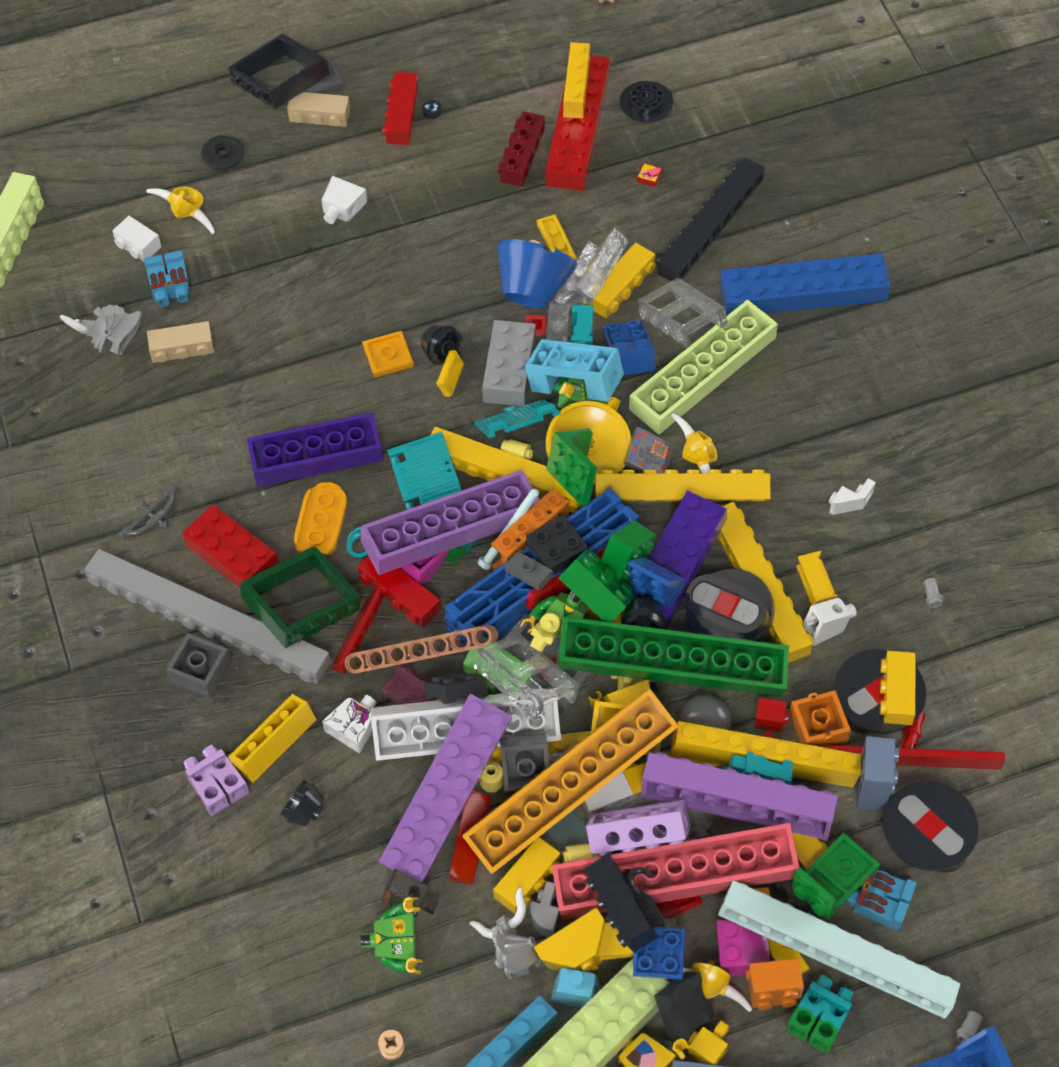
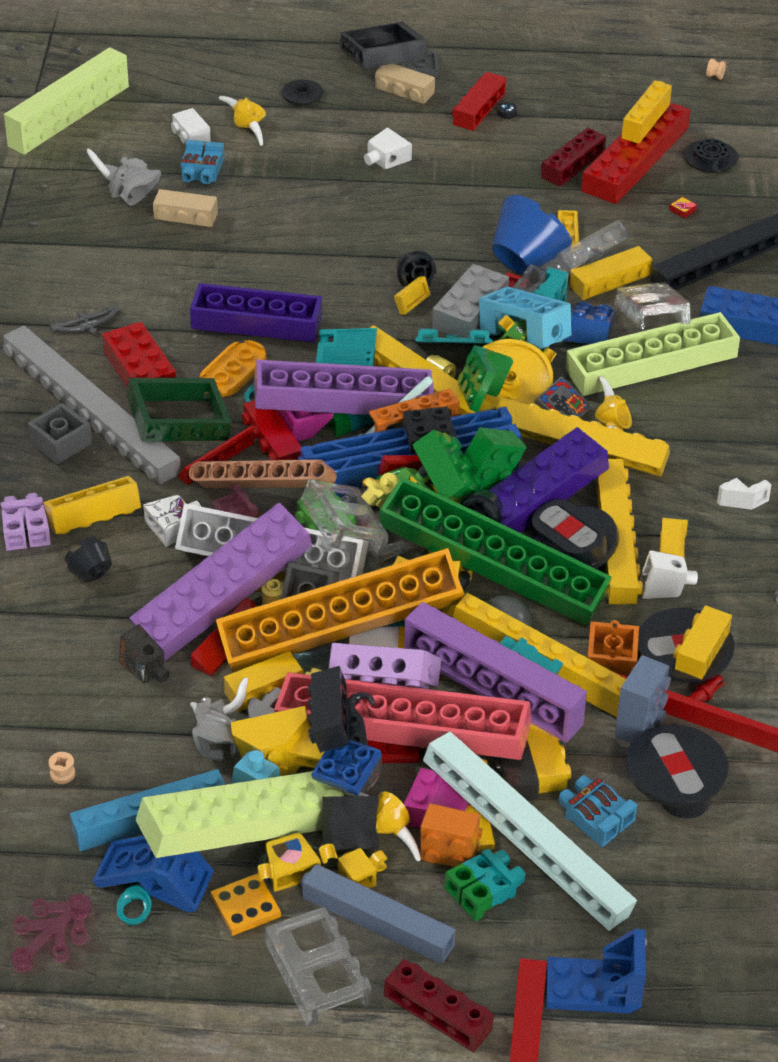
camera: 20 degrees right, 15 degrees down
(388, 354) = (365, 268): light orange tile -> none
(395, 938) = (114, 684): torso -> none
(455, 687) = (263, 503): black brick -> none
(528, 570) = (392, 440): dark grey plate -> none
(654, 581) = (505, 481): blue slope -> none
(771, 715) = (569, 632): red brick -> none
(834, 876) = (553, 768): green bracket -> none

